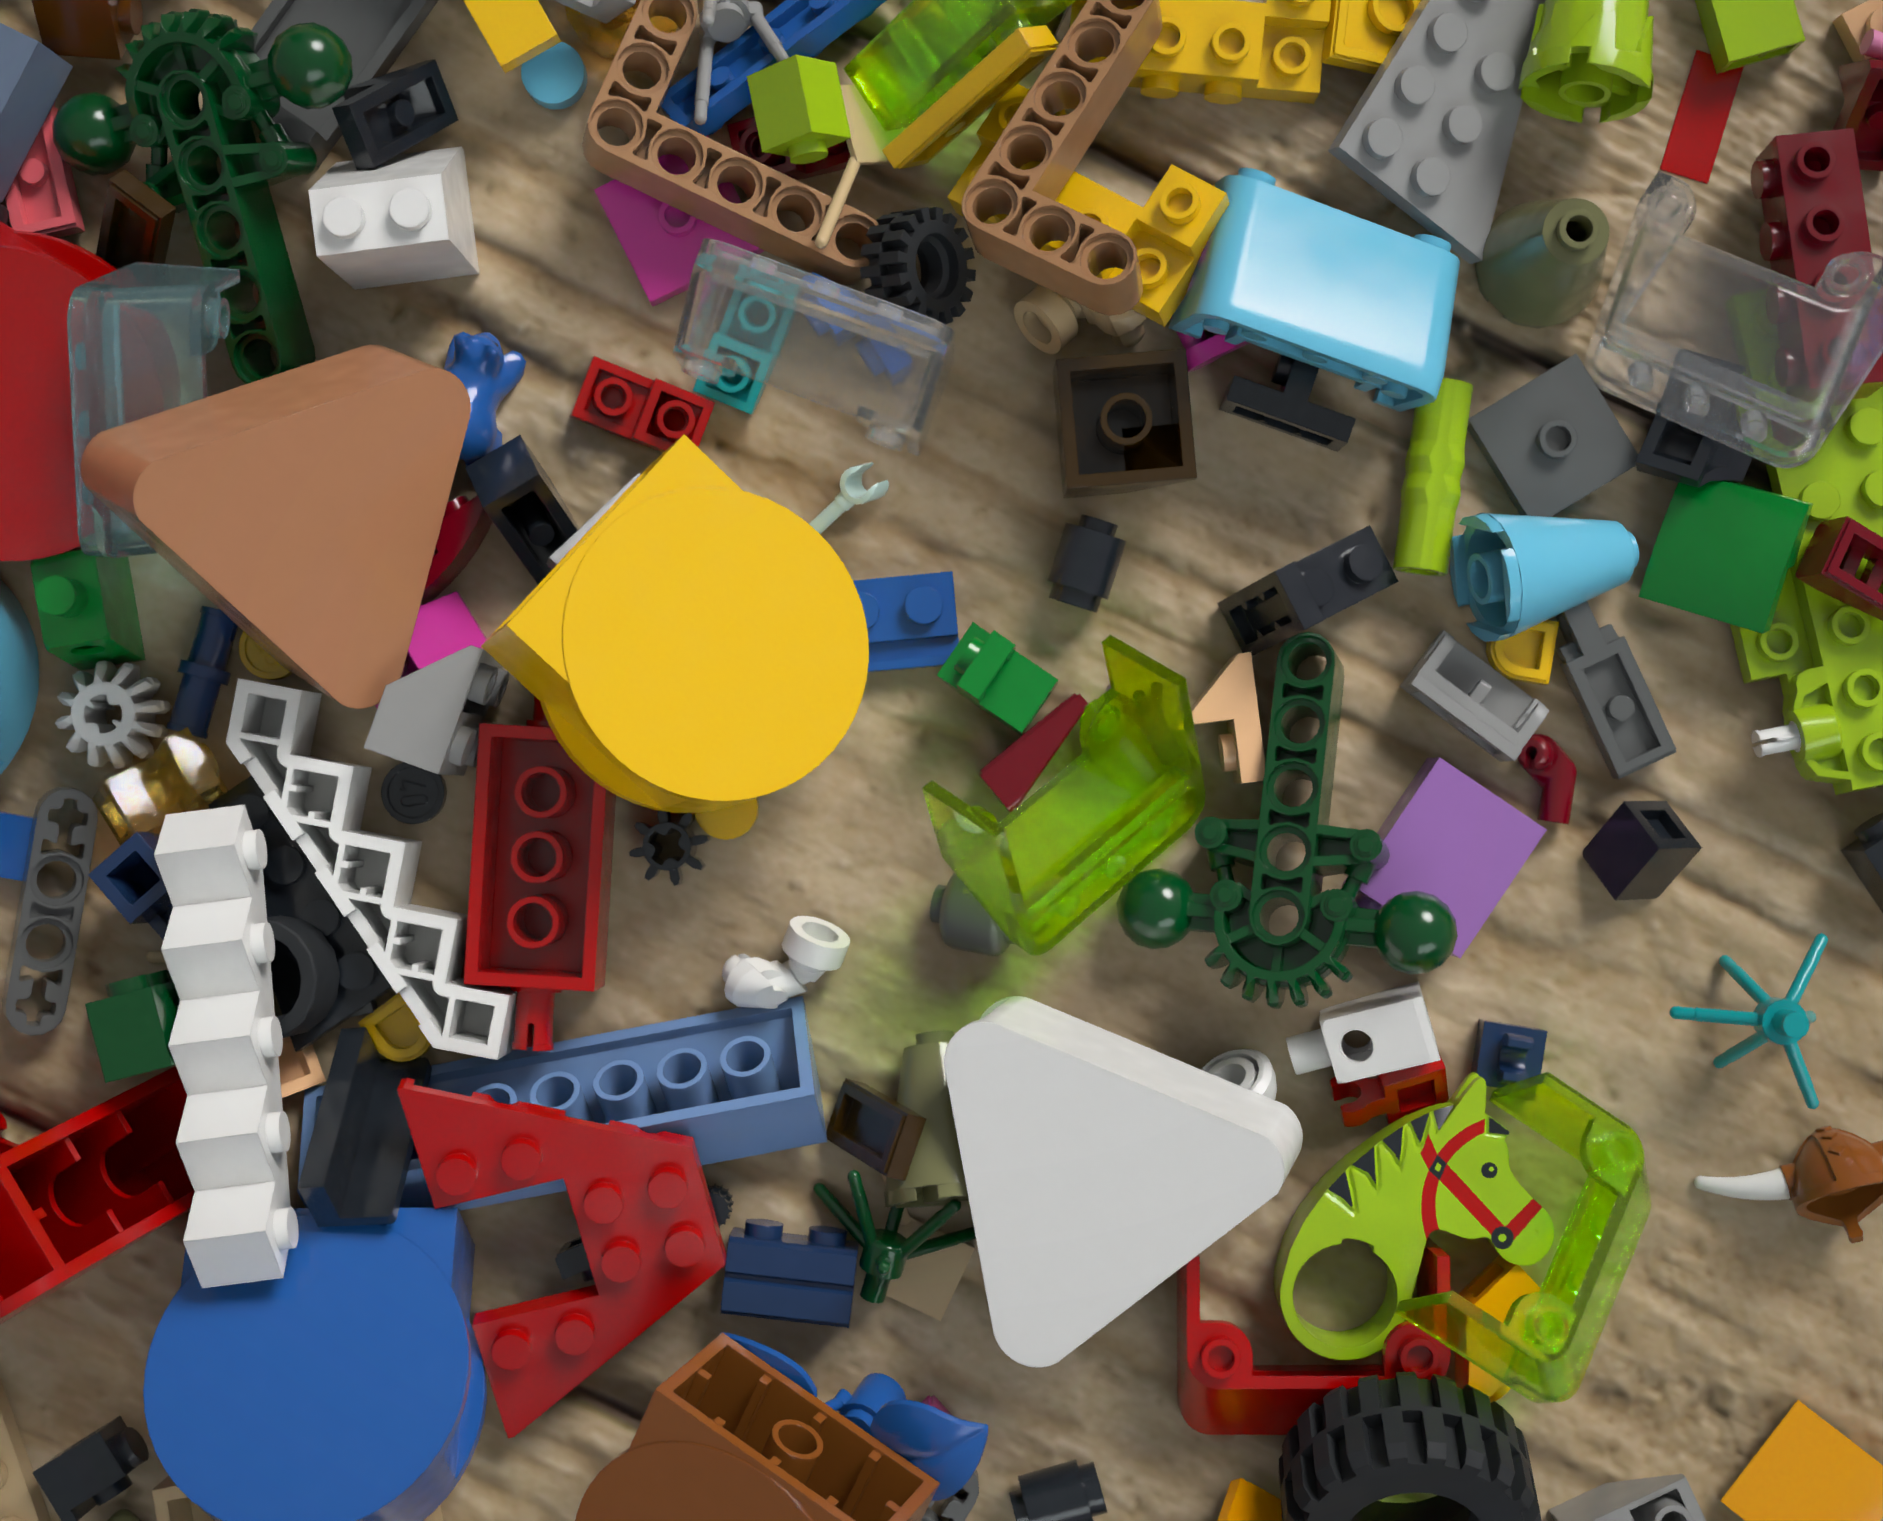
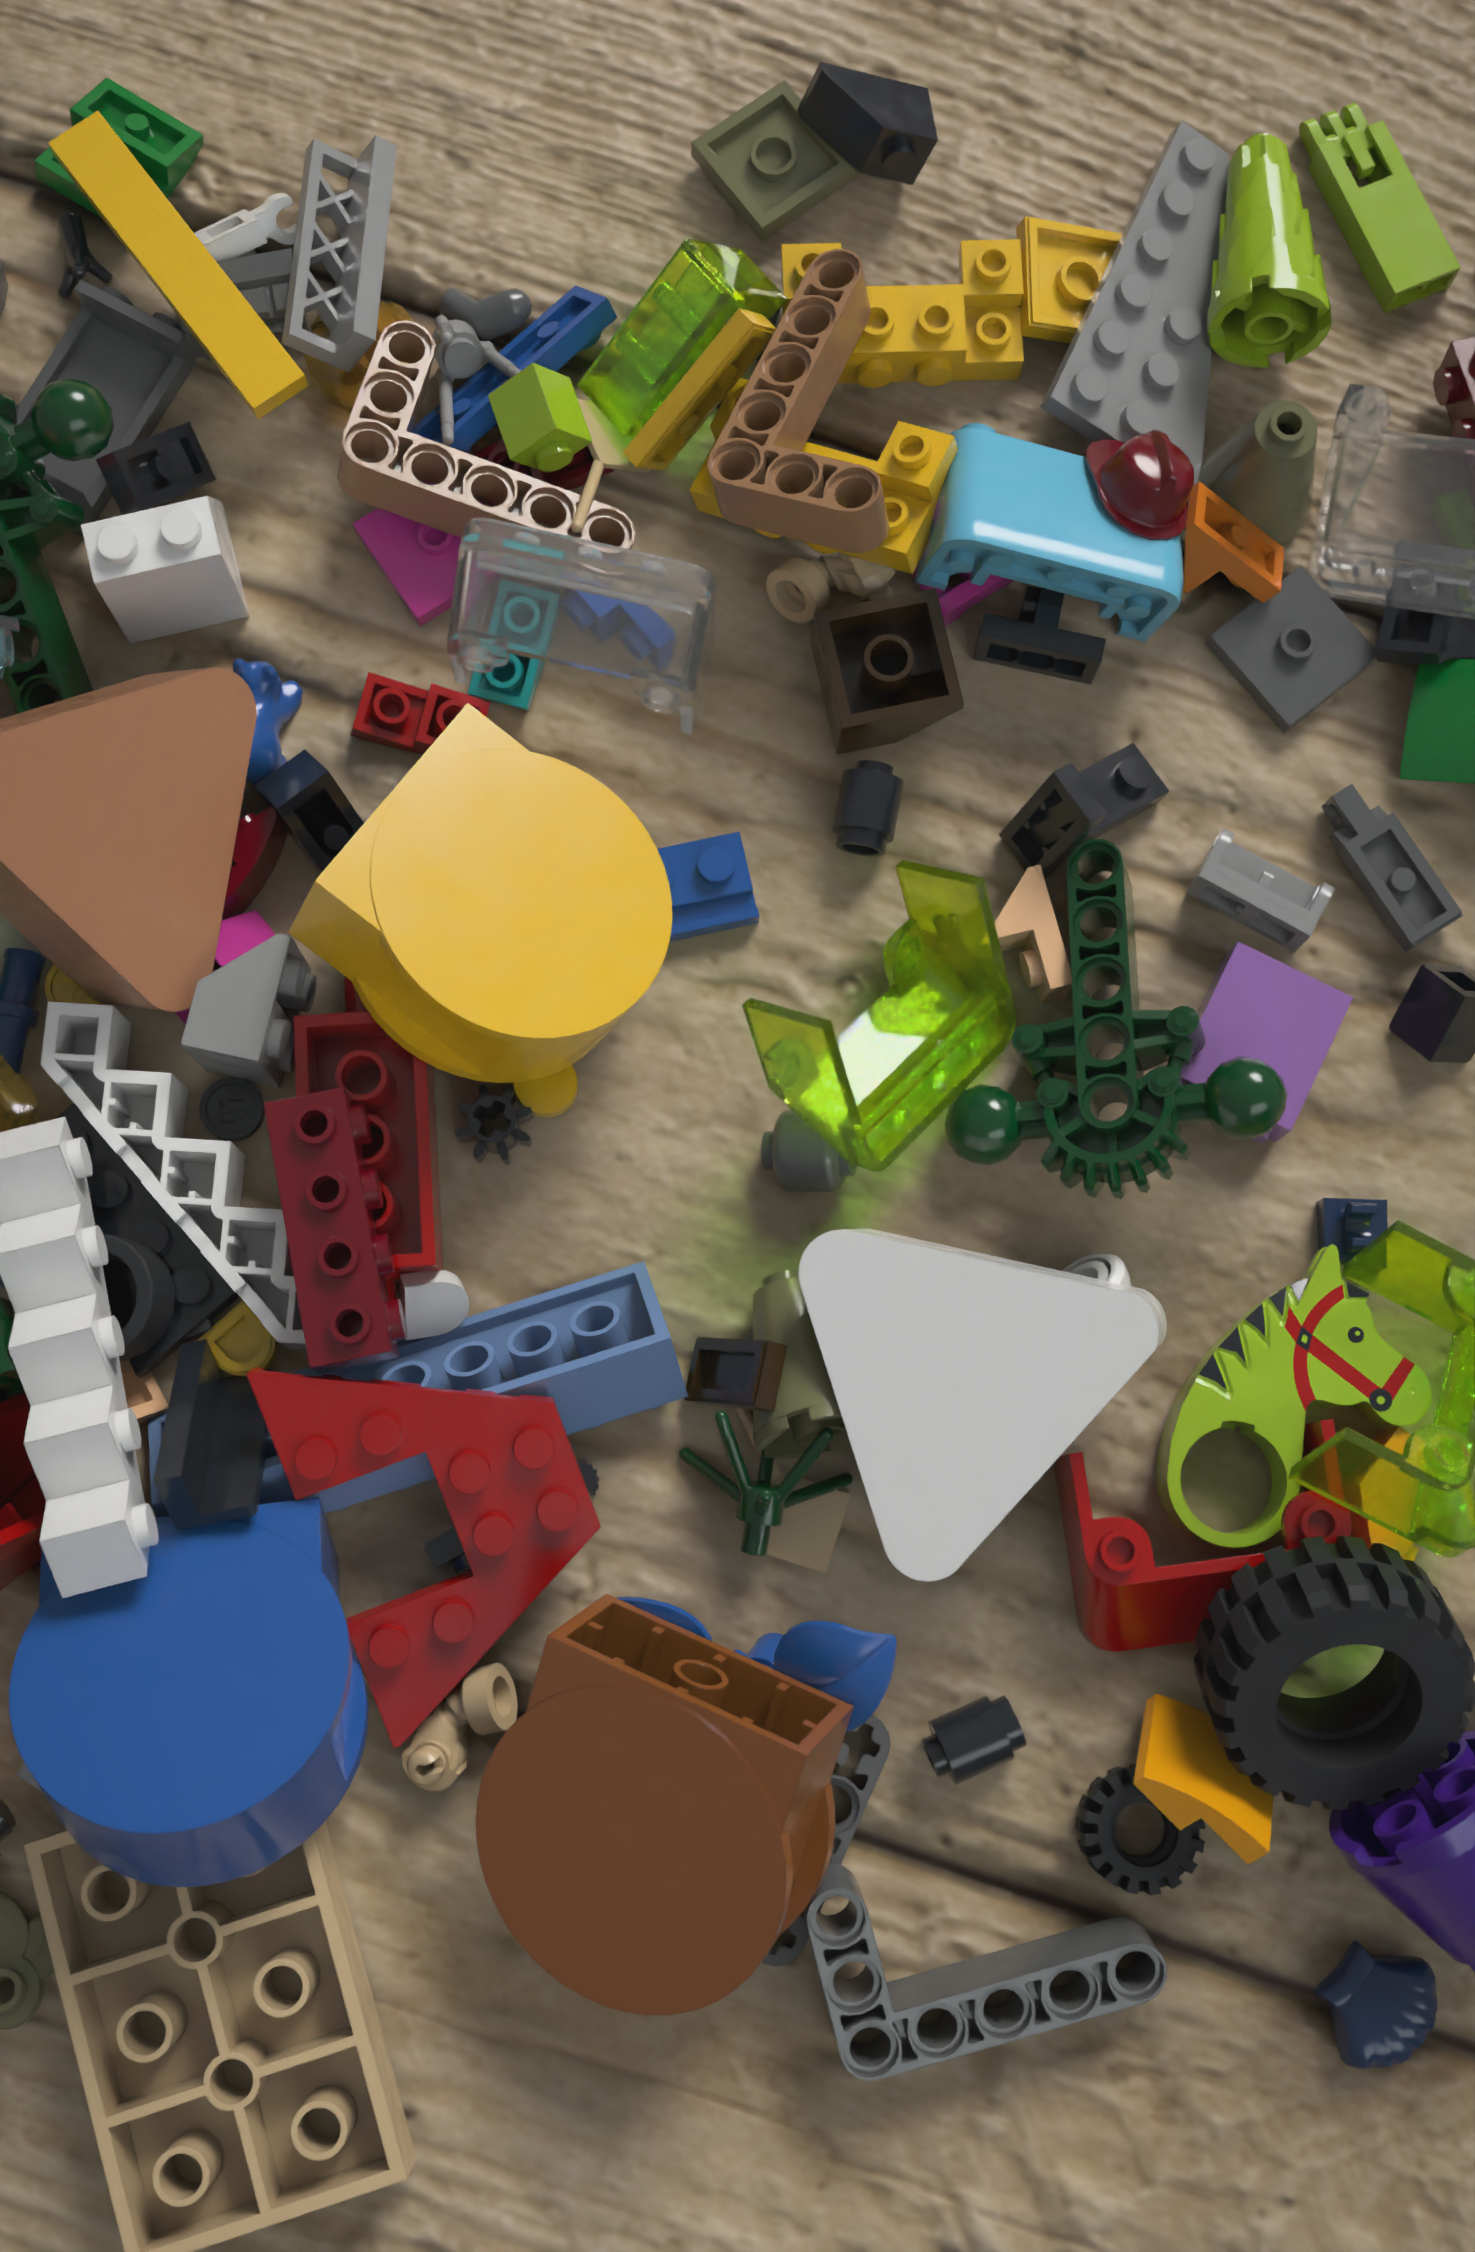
camera: 15 degrees left, 10 degrees down
(496, 953) = (333, 1230): none -> dark red brick
(551, 1441) = (440, 1743): none -> tan arm
(555, 77) = (303, 428): medium azure tile -> none
(589, 1017) = (432, 1303): none -> white tile
(790, 1274) = (667, 1539): dark blue brick -> none
(811, 948) = (603, 1250): white arm -> none
(851, 493) = (632, 768): light aqua hand -> none
(941, 259) = (673, 529): black tyre -> none
(997, 678) = (798, 922): green brick -> none
(1022, 762) = (842, 986): dark red slope -> none
(1392, 1093) = (1251, 1274): red plate -> none
(1393, 1021) = (1239, 1205): white torso -> none
(1416, 262) = (1143, 483): none -> dark red piece
(1433, 481) = (1186, 695): lime axle -> none
(1505, 329) = (1228, 542): none -> orange slope
(1525, 655) = (1299, 842): yellow tile -> none
(1534, 568) = (1295, 757): medium azure cone -> none
(1553, 773) = (1348, 954): dark red arm -> none
(1700, 119) = (1378, 347): red sticker -> none

